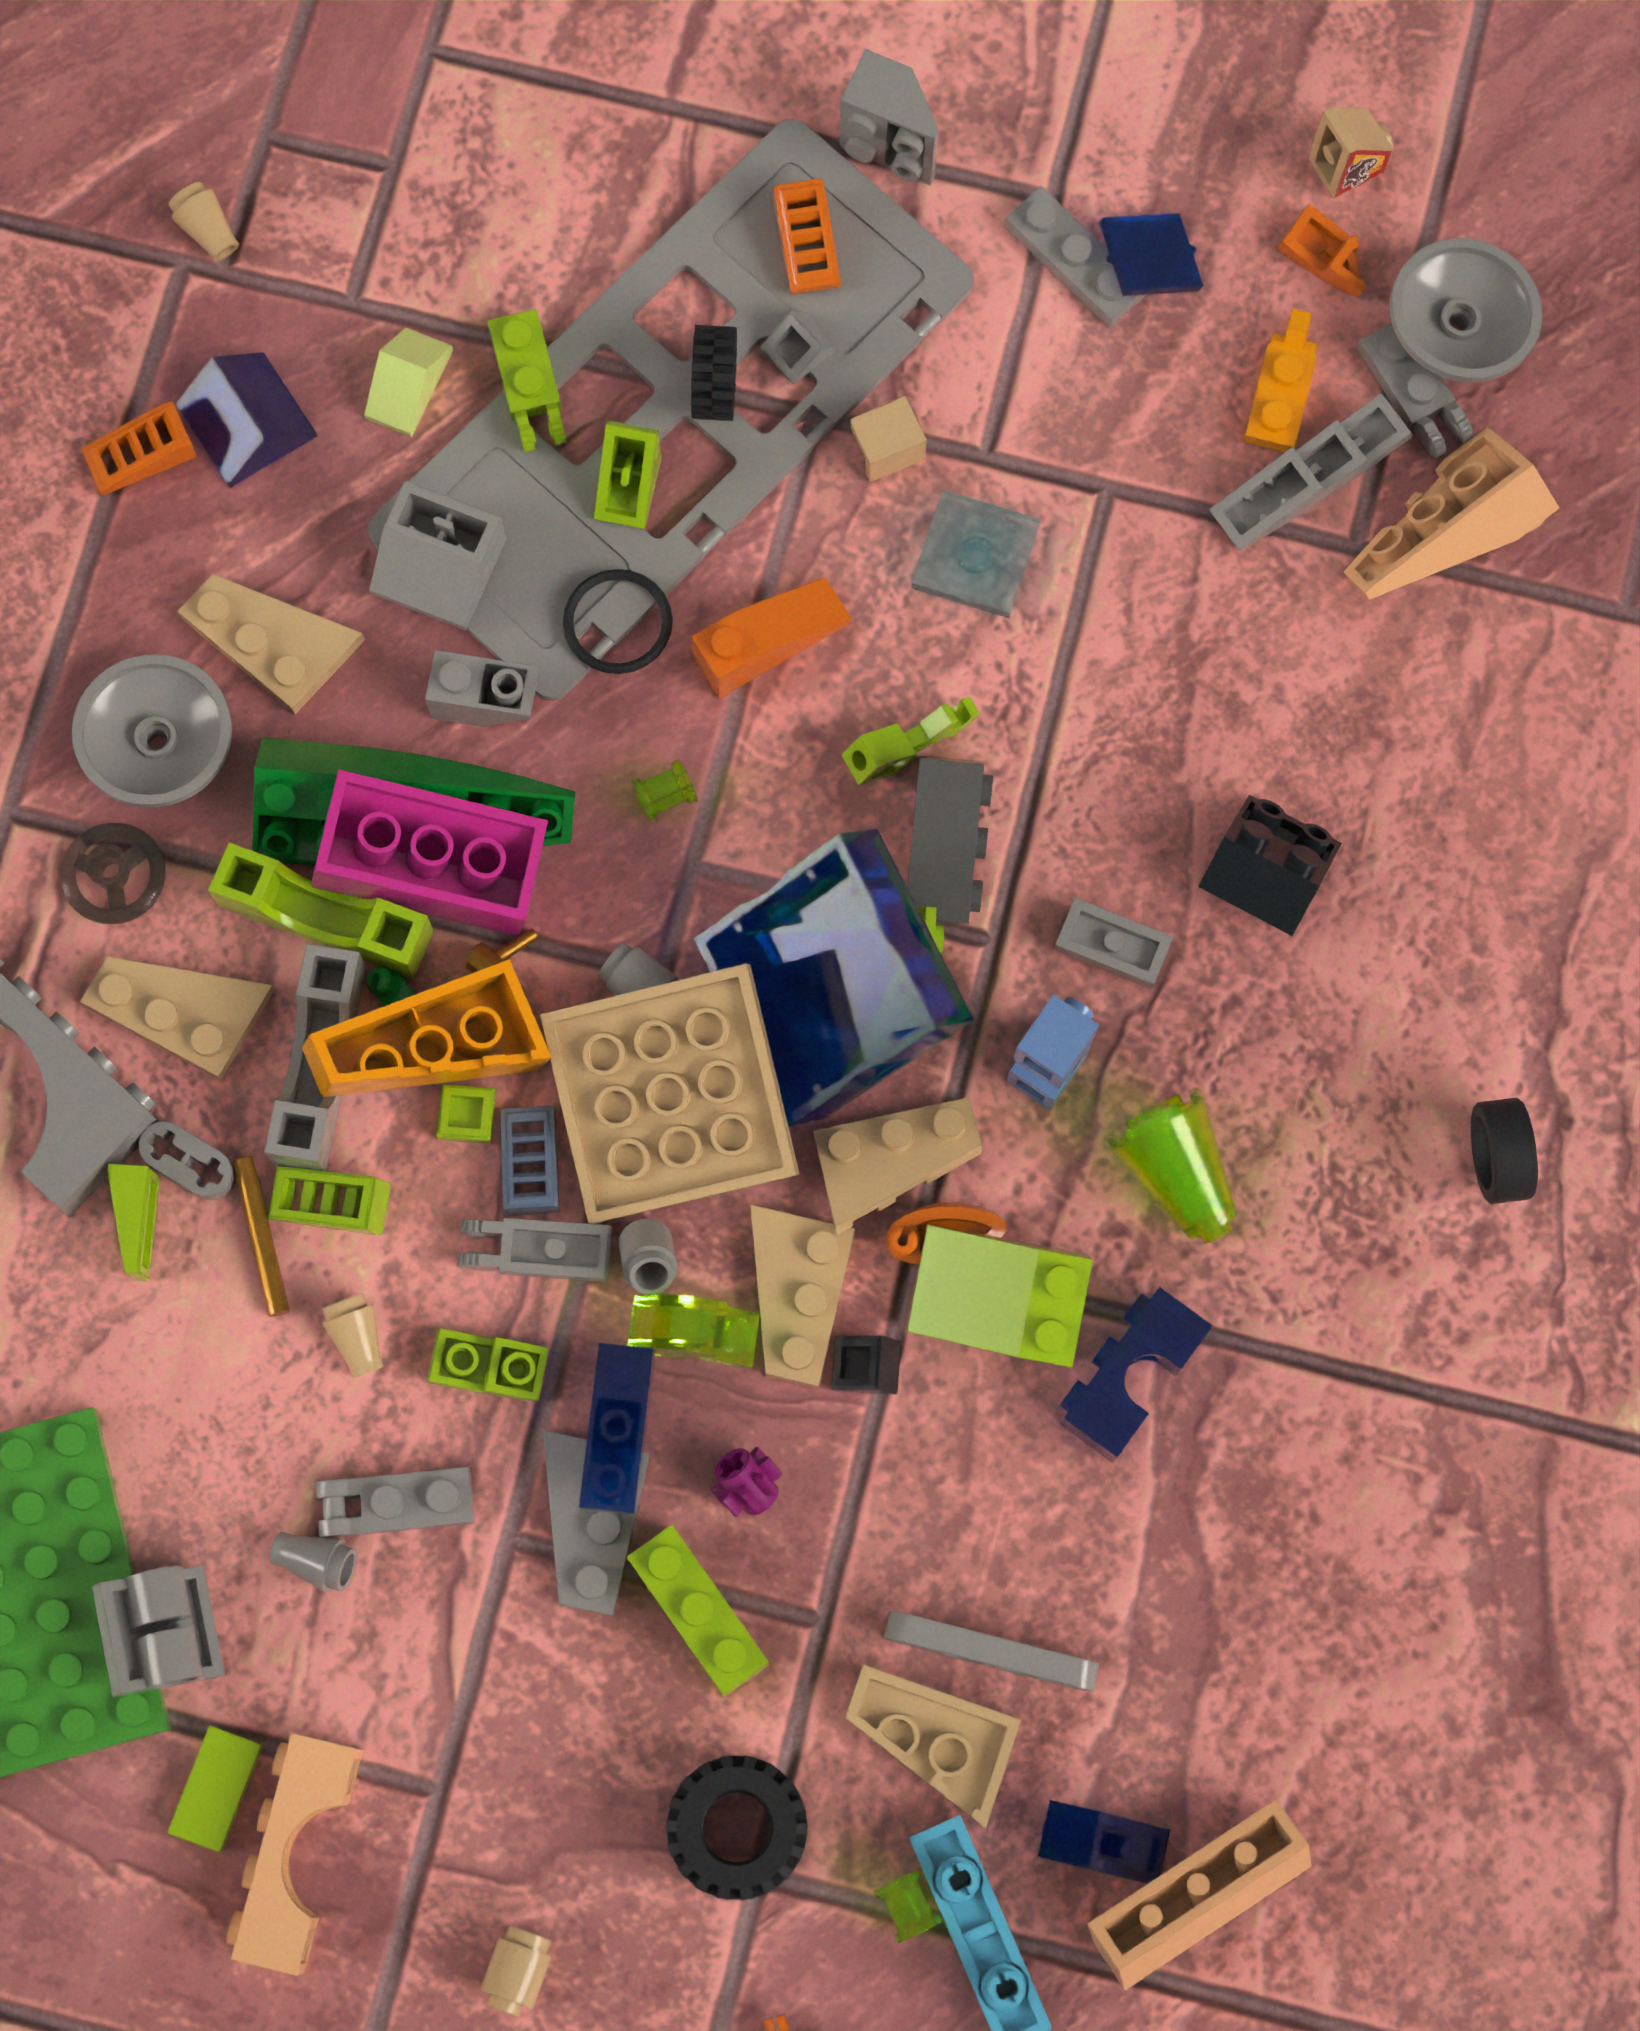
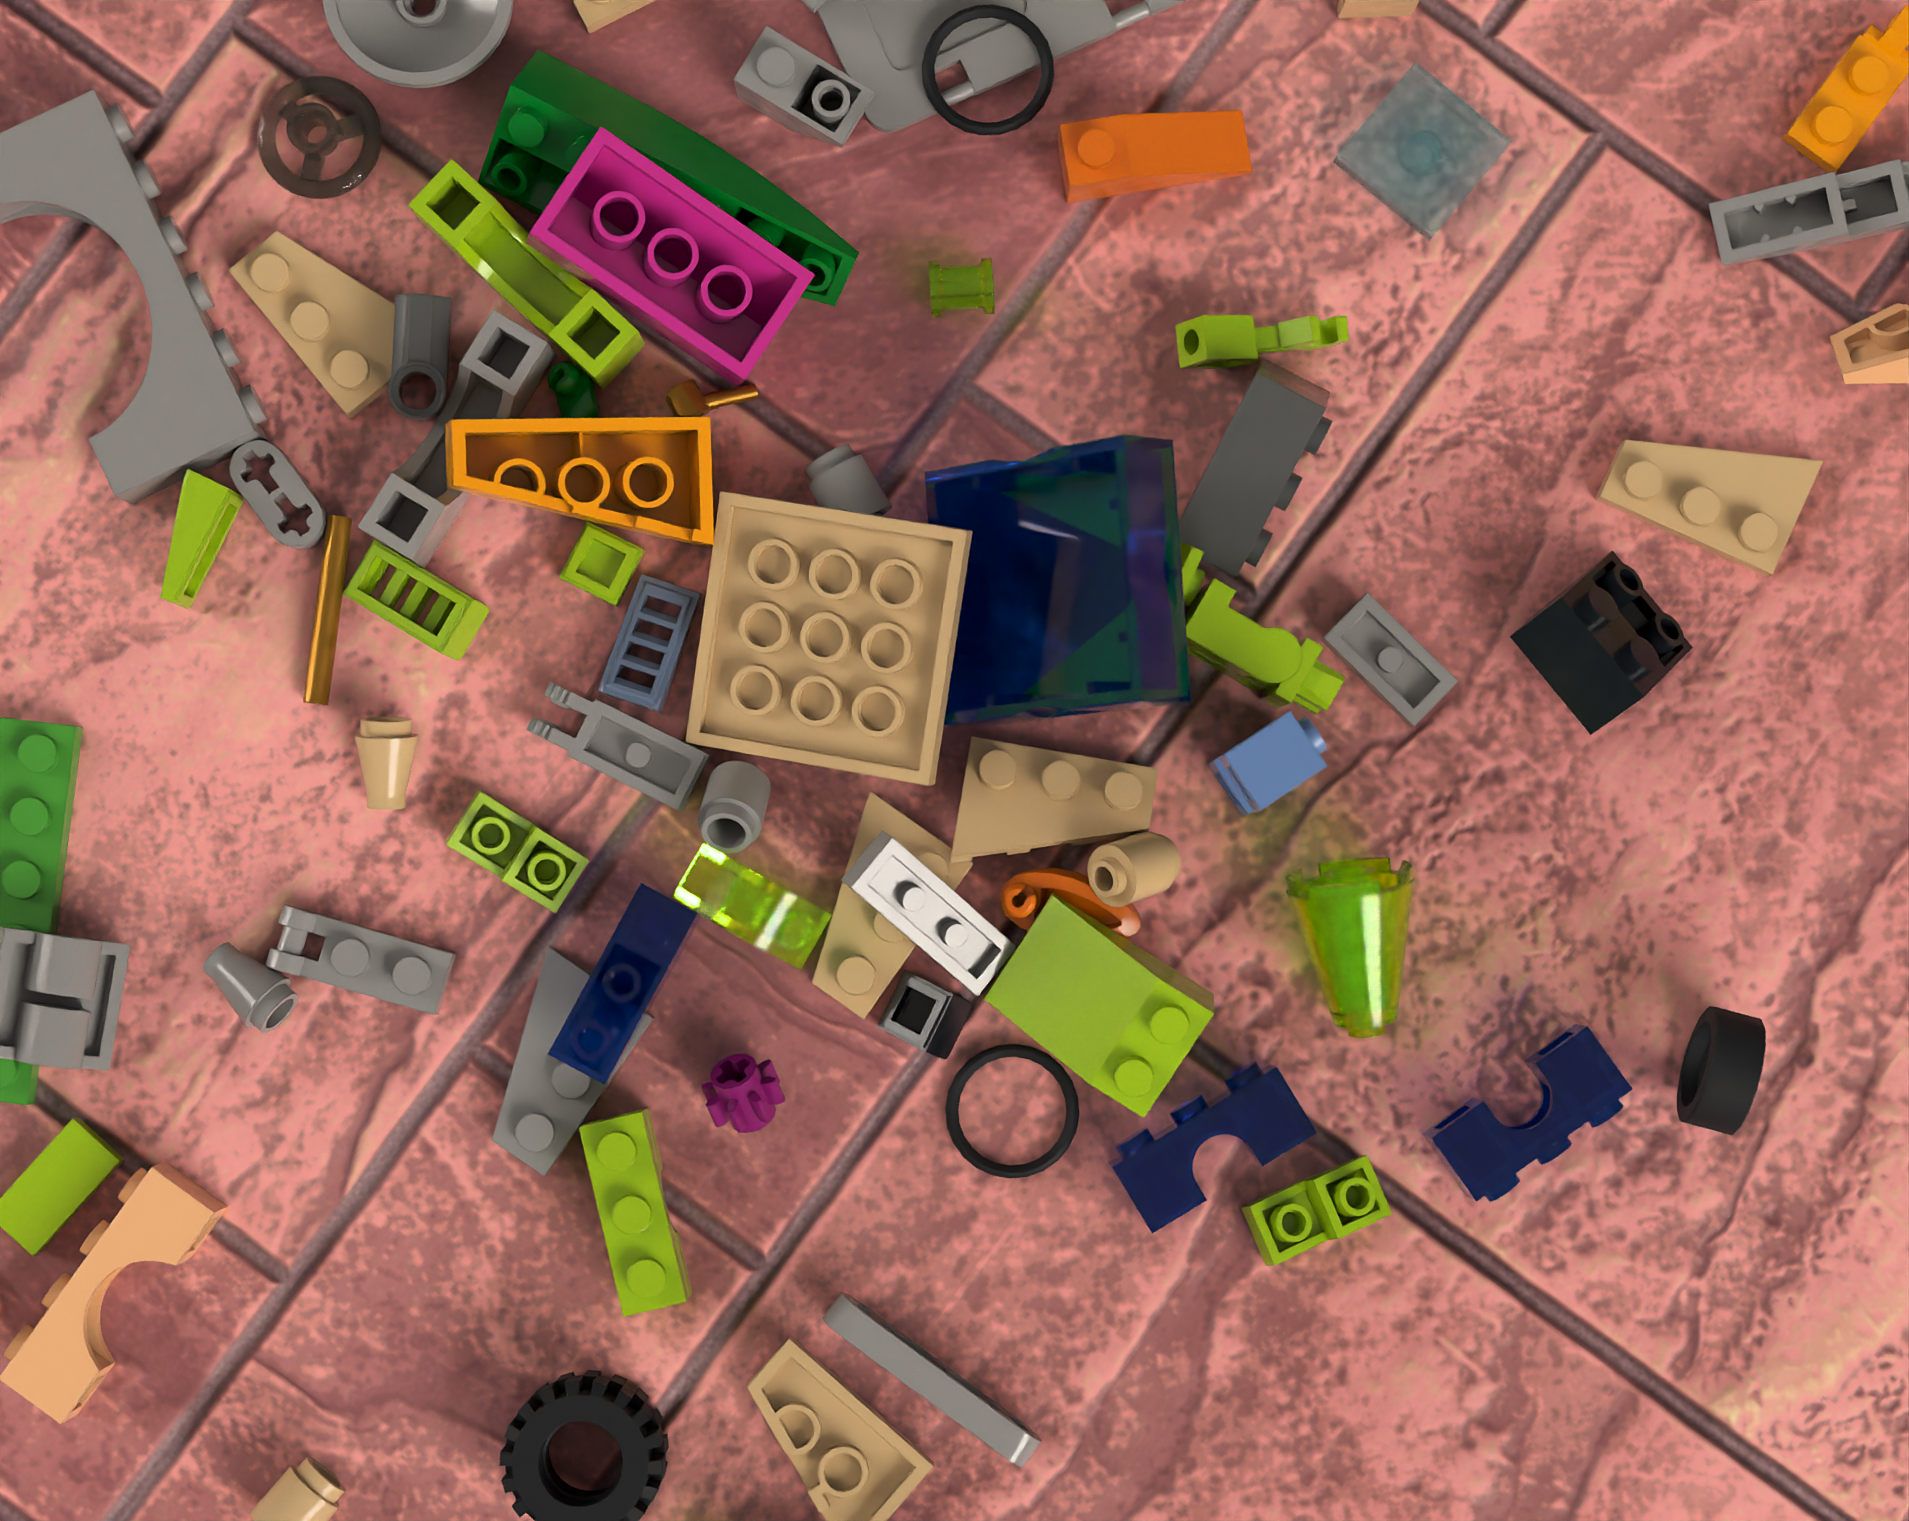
camera: 20 degrees right, 10 degrees up
(259, 1001) = (420, 348): none -> dark grey piece
(837, 1276) = (929, 913): none -> plate
(927, 1446) = (971, 1154): none -> black tyre
(982, 1179) = (1133, 868): none -> tan brick
(1012, 974) = (1257, 654): none -> lime hips
(1238, 1393) = (1316, 1210): none -> lime slope
(1307, 725) = (1712, 497): none -> tan wing
(1397, 1209) = (1576, 1088): none -> clear blue arch

